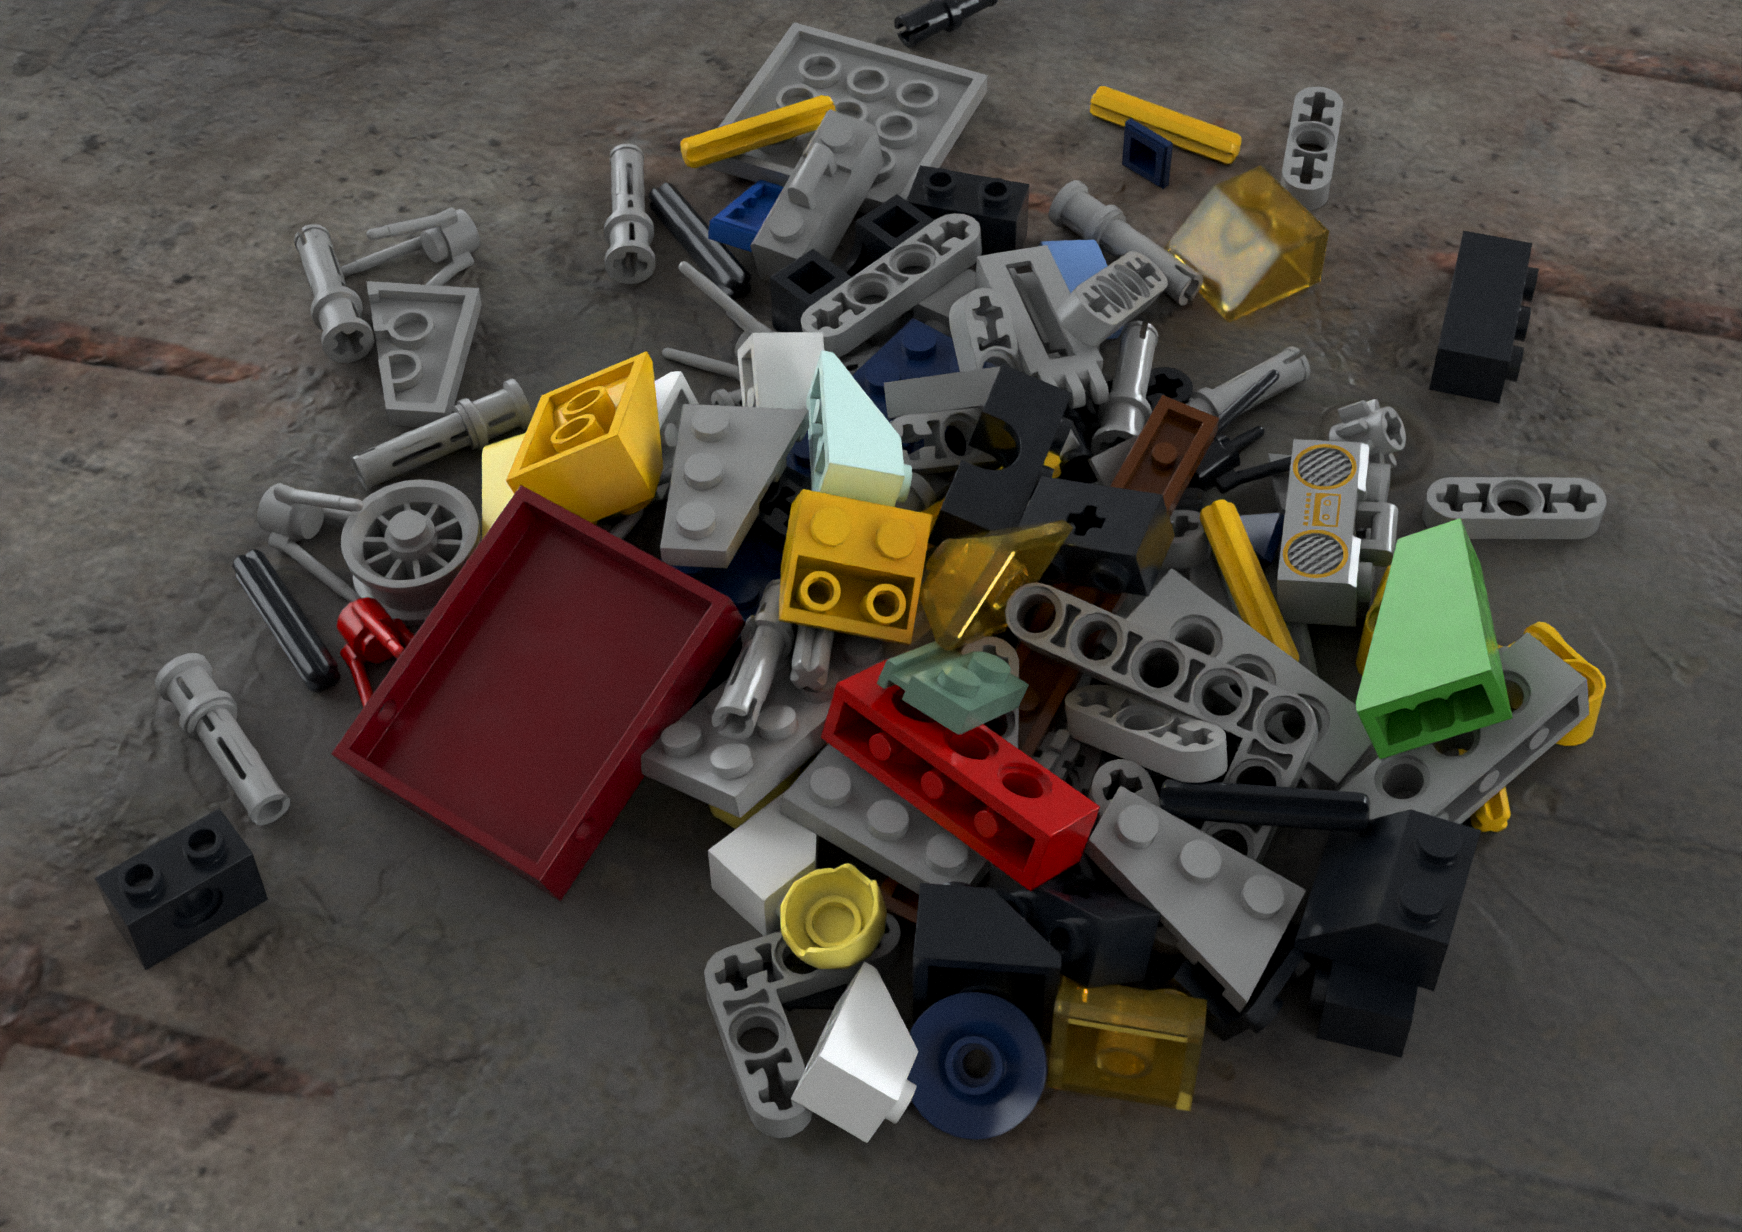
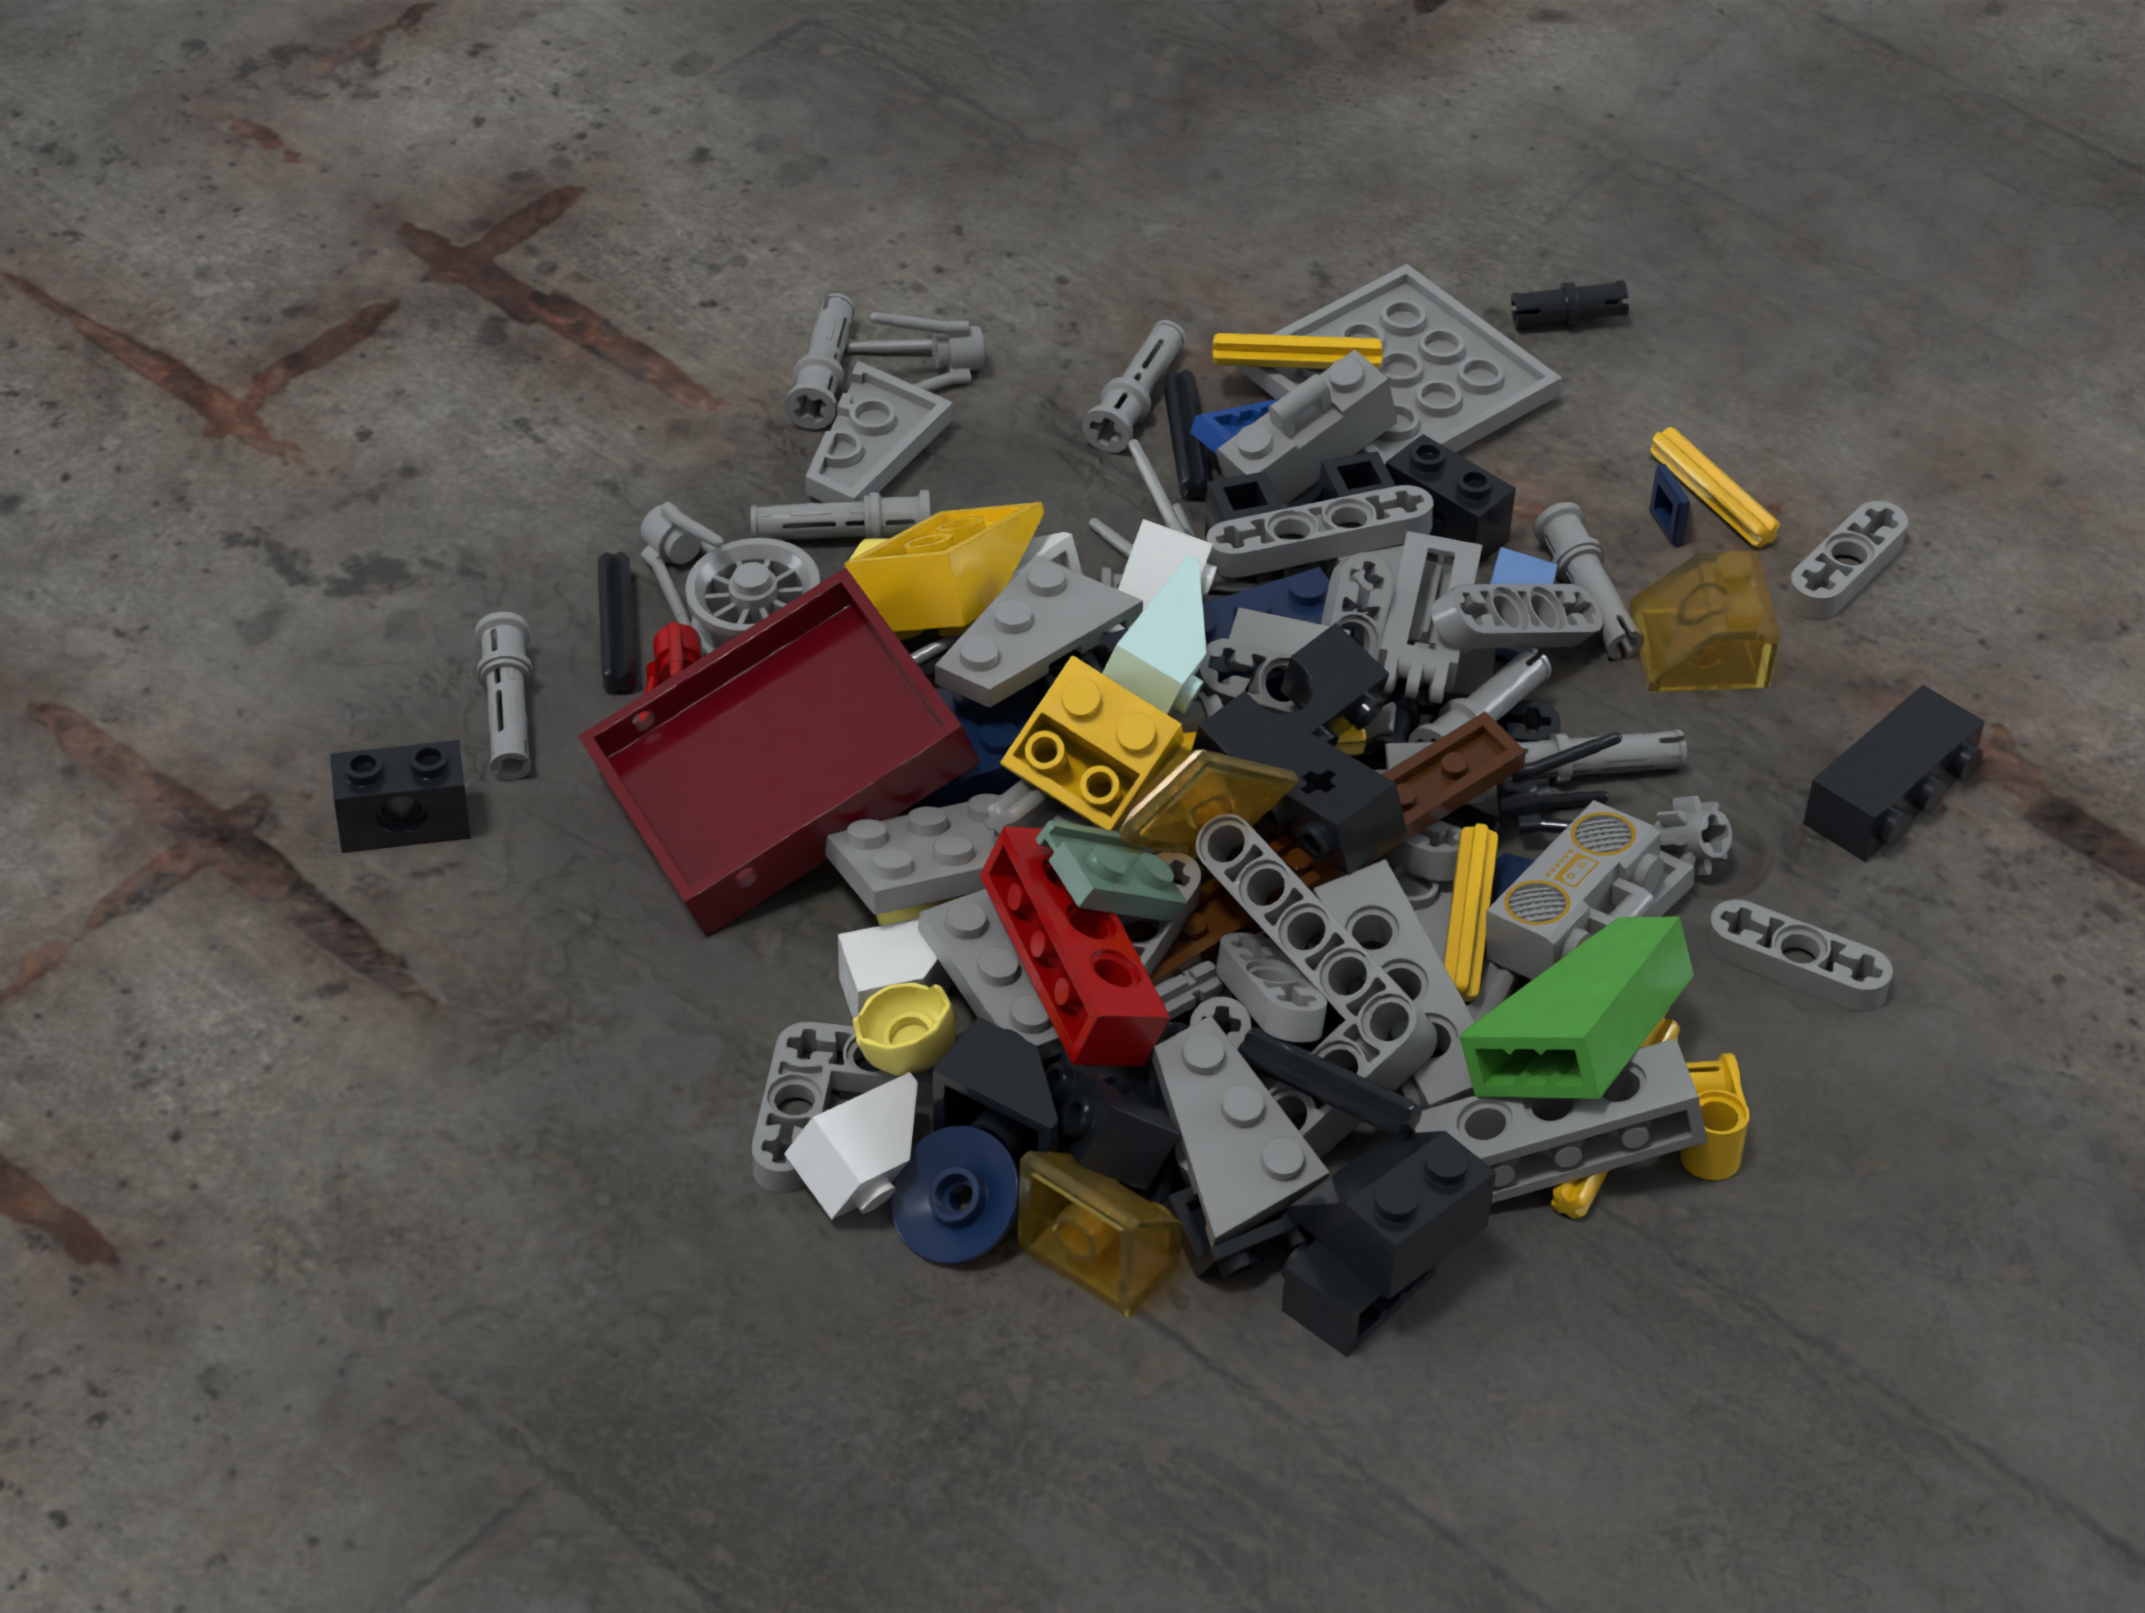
camera: 25 degrees right, 5 degrees down
(763, 645) = (954, 801): light grey pin -> none

